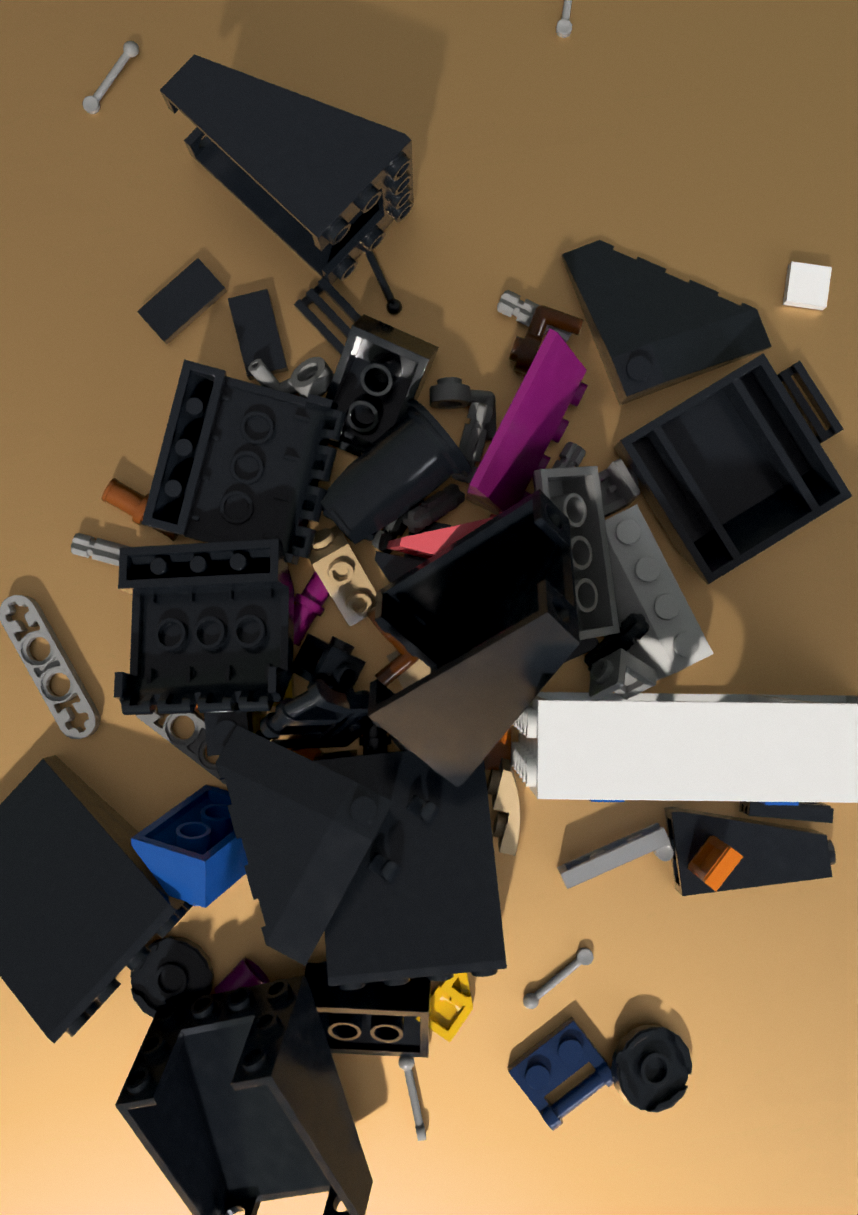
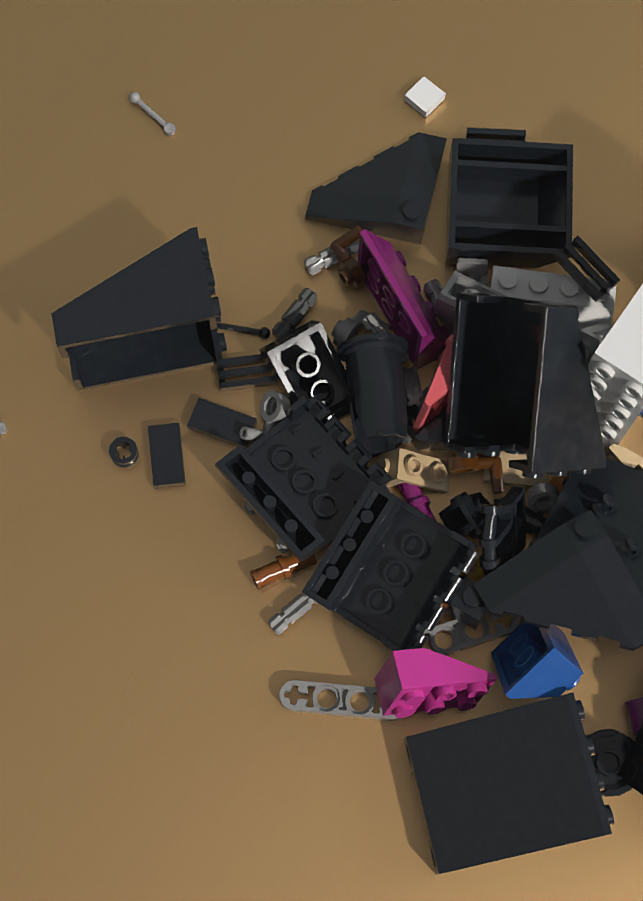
camera: 55 degrees left, 15 degrees down
(107, 736) = (429, 682): none -> dark pink slope
(145, 245) = (125, 462): none -> black bush
(437, 324) = (295, 313): none -> dark grey axle
(716, 616) = (594, 260): none -> black tile

